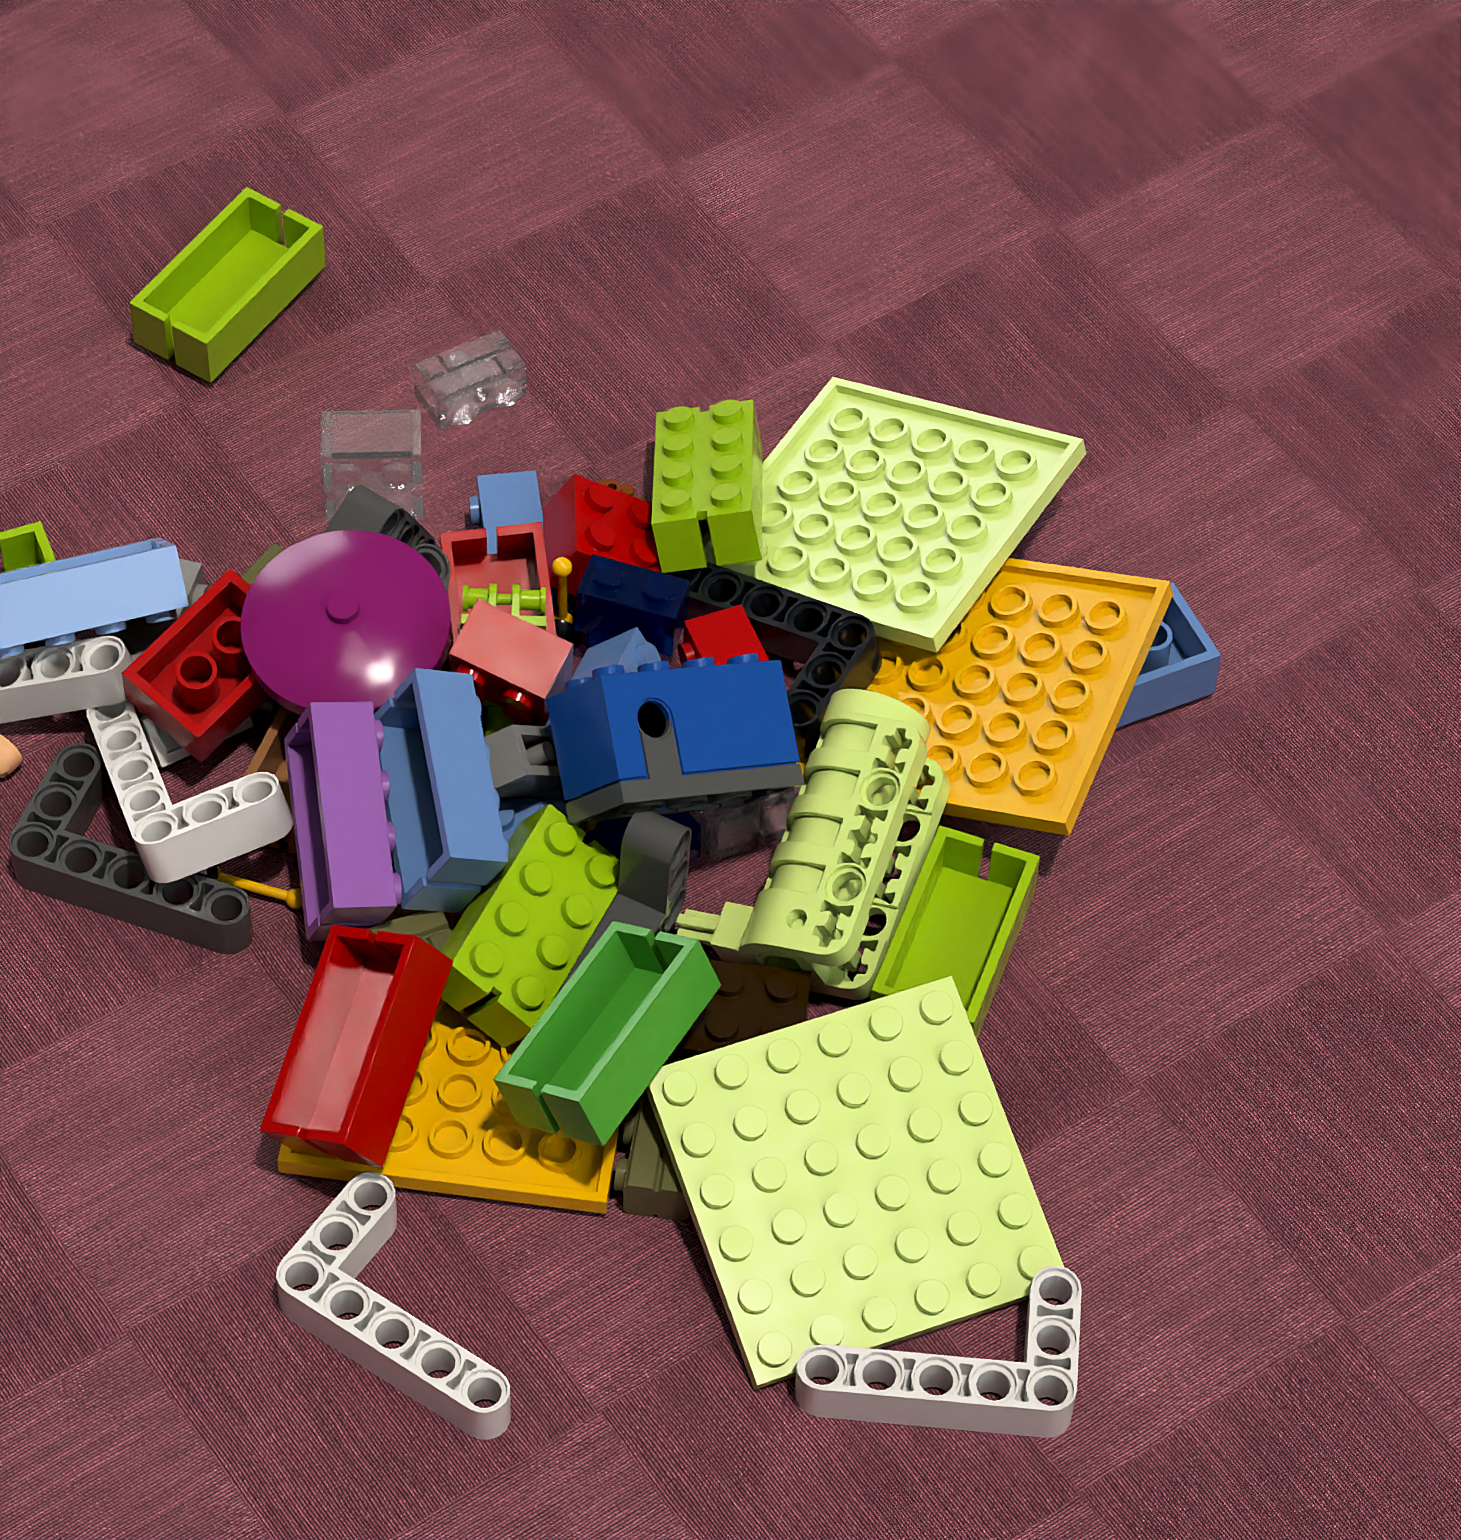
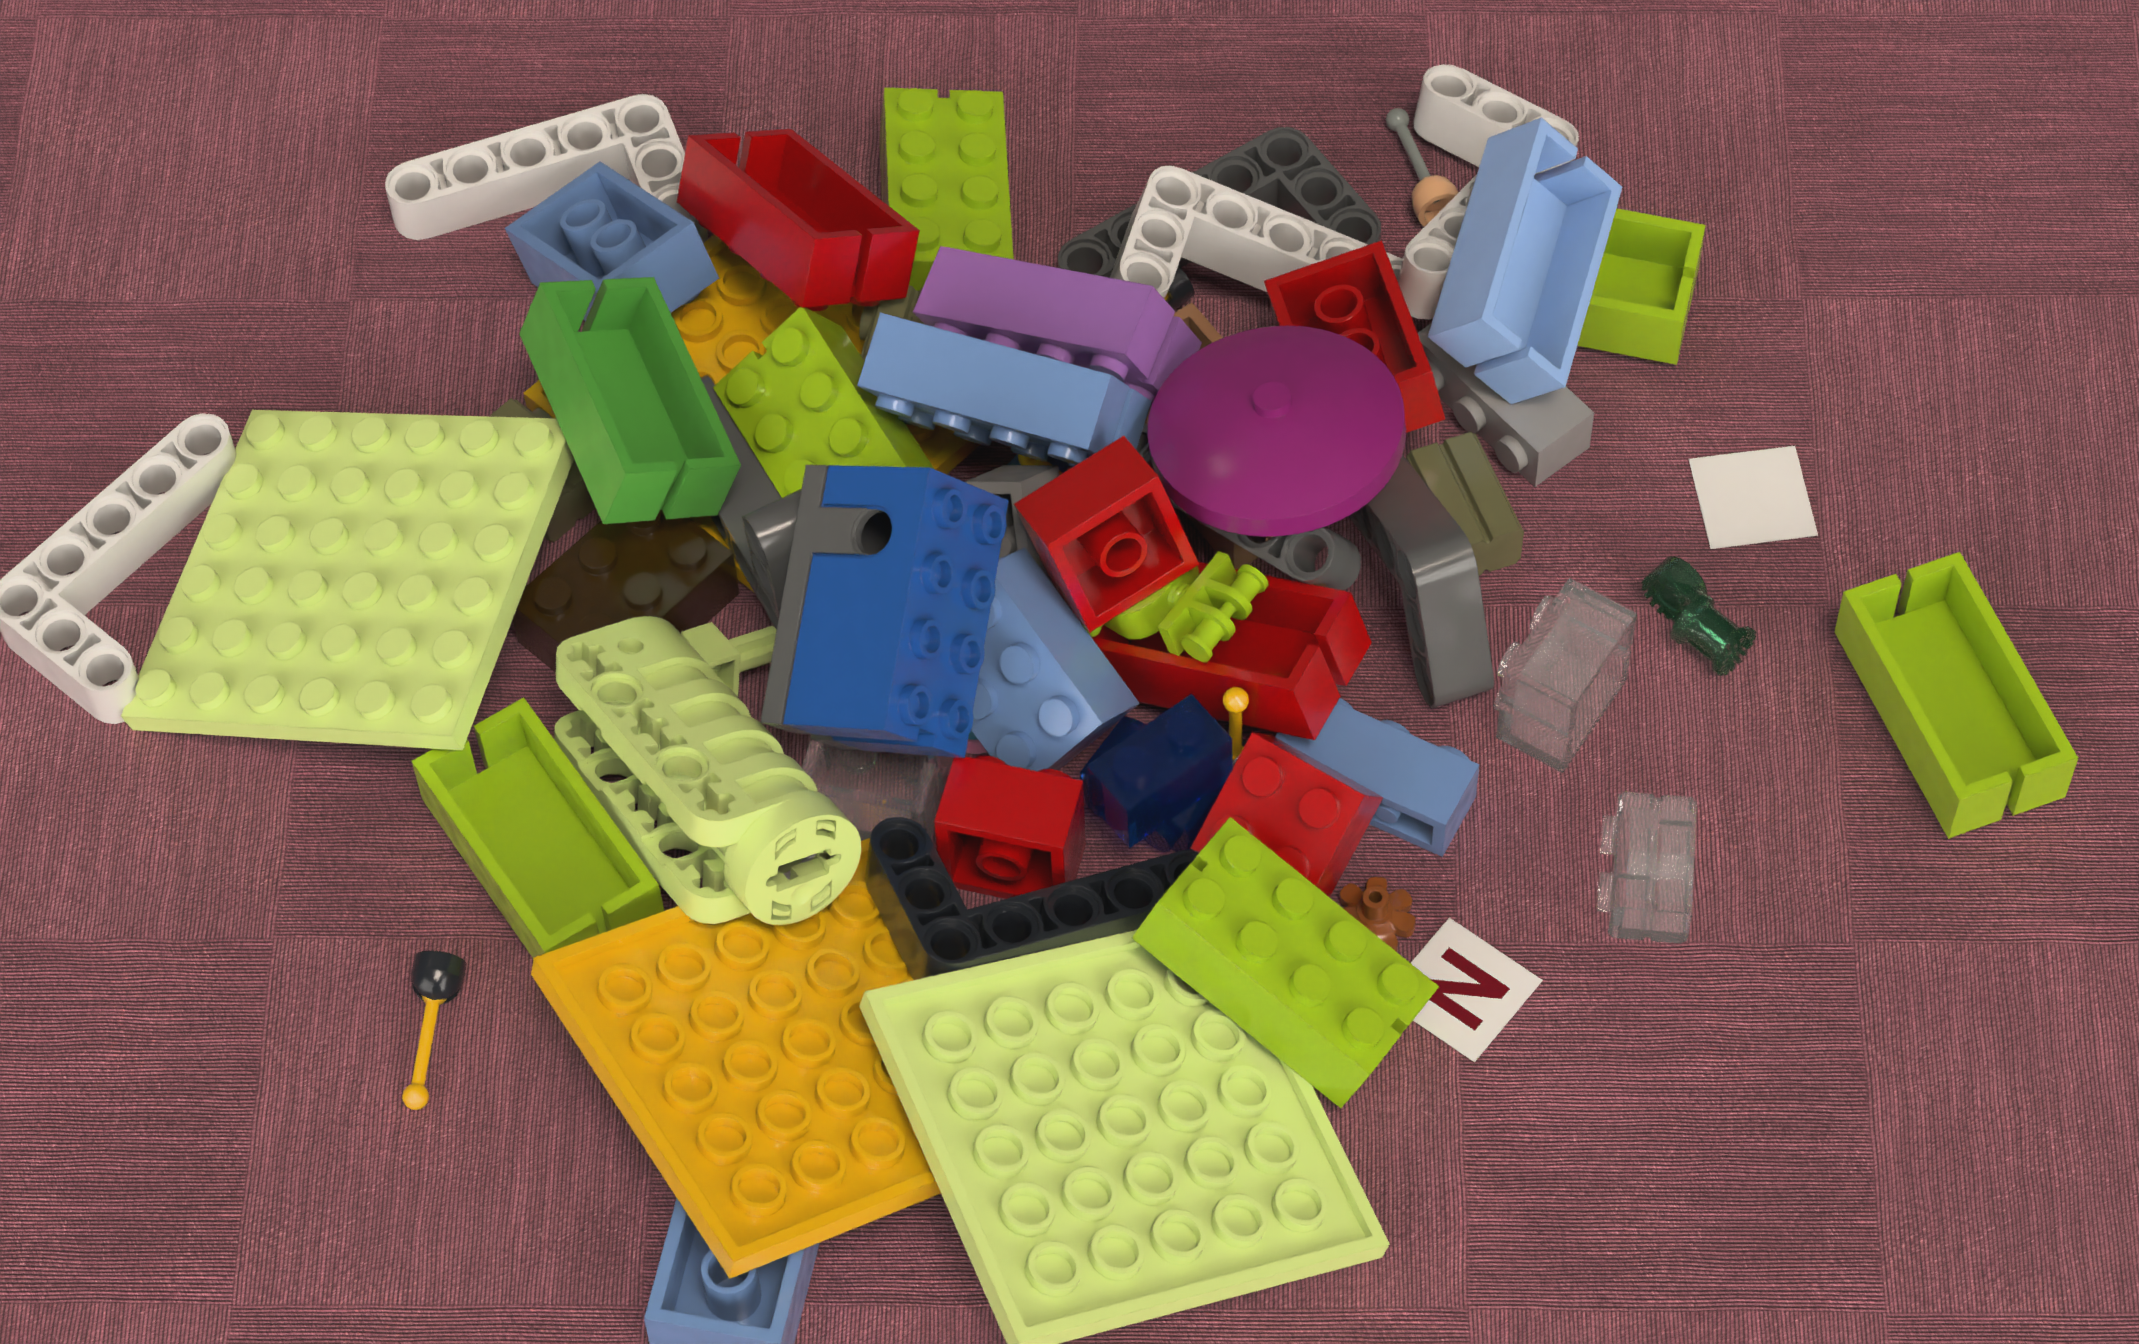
camera: 130 degrees right, 5 degrees up
(125, 478) = (1753, 497): none -> white sticker
(222, 1025) = (947, 171): none -> lime piece
(259, 445) = (1685, 601): none -> clear green connector
(453, 1194) = (612, 230): none -> medium blue brick
(618, 445) = (1475, 992): none -> white sticker
(1089, 953) = (436, 981): none -> hinge

